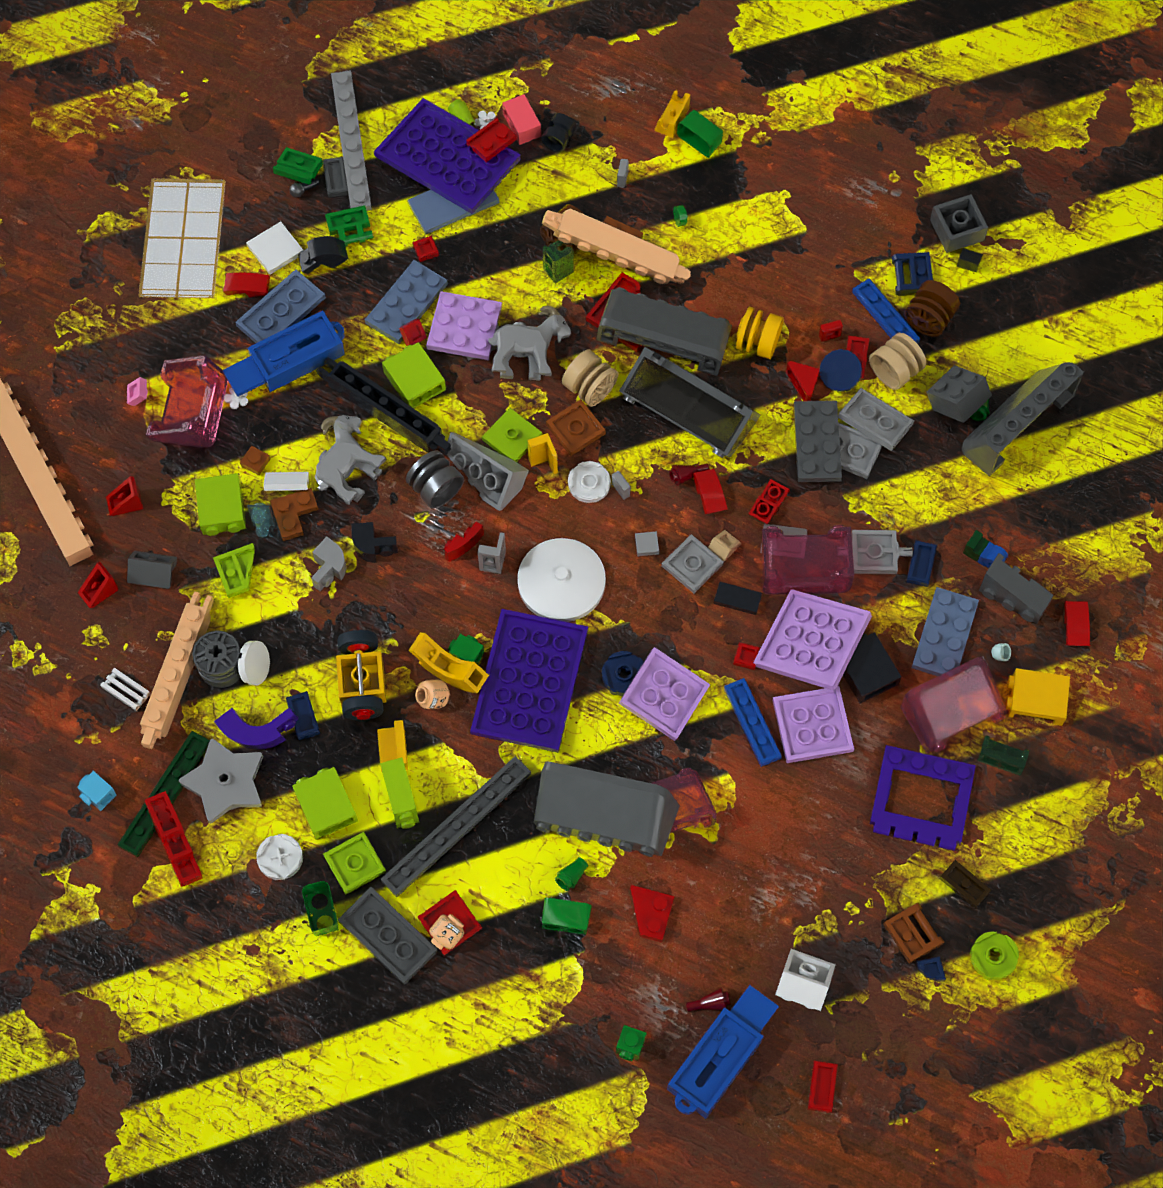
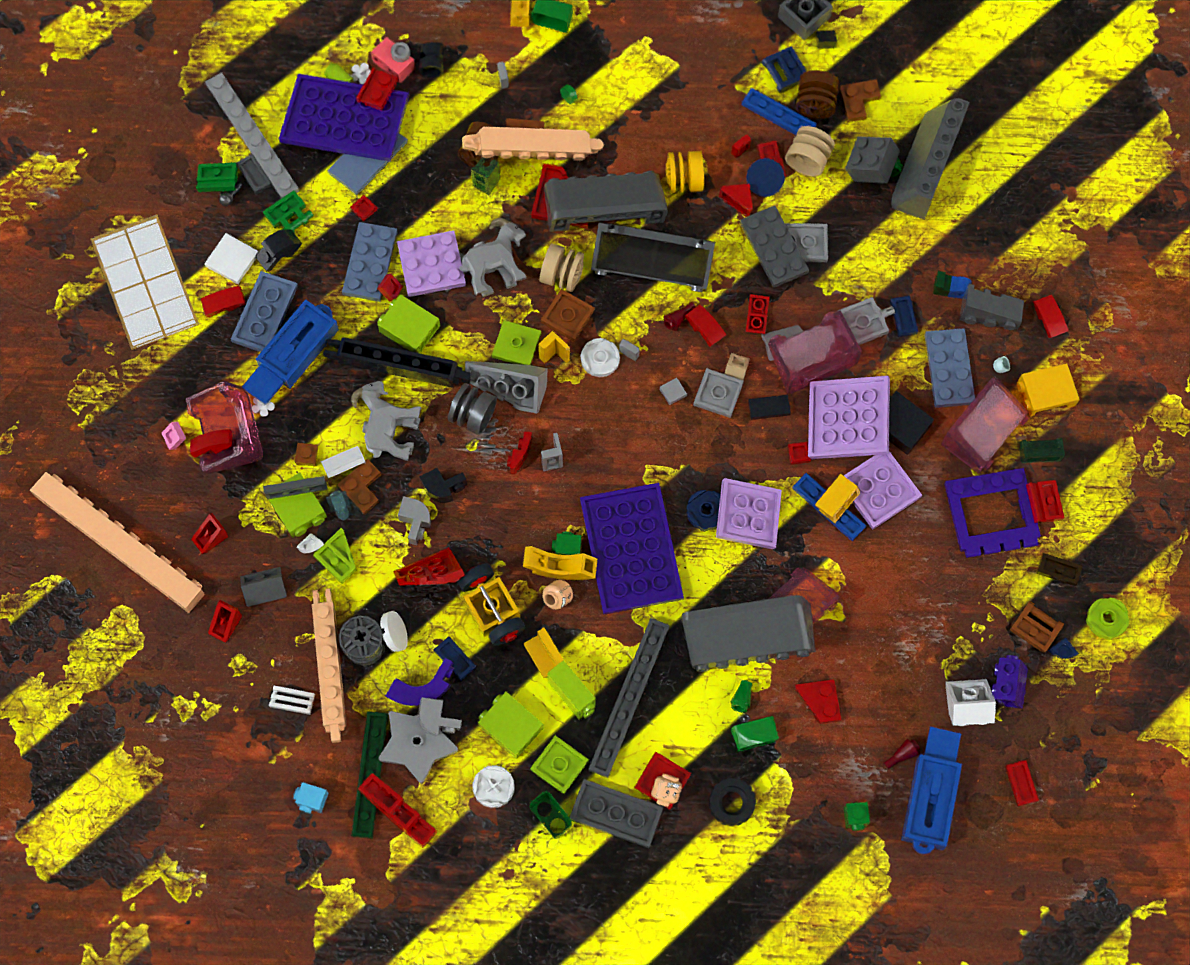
camera: 25 degrees left, 5 degrees up
(171, 411) = (215, 441): none -> red slope
(215, 547) = (310, 544): none -> white tile
(224, 484) = (295, 487): none -> dark grey tile
(246, 759) = (431, 718): none -> light grey brick
(320, 619) = (433, 569): none -> red plate
(504, 957) = (746, 794): none -> black tyre
(530, 113) = (400, 52): none -> light grey tile
(561, 579) = (616, 451): white dish -> none
(762, 715) = (837, 498): none -> yellow hinge
(855, 975) = (1010, 682): none -> dark purple brick
(876, 419) = (812, 208): light grey tile -> none
(974, 325) = (854, 95): none -> dark orange plate
(982, 808) = (1045, 501): none -> red plate

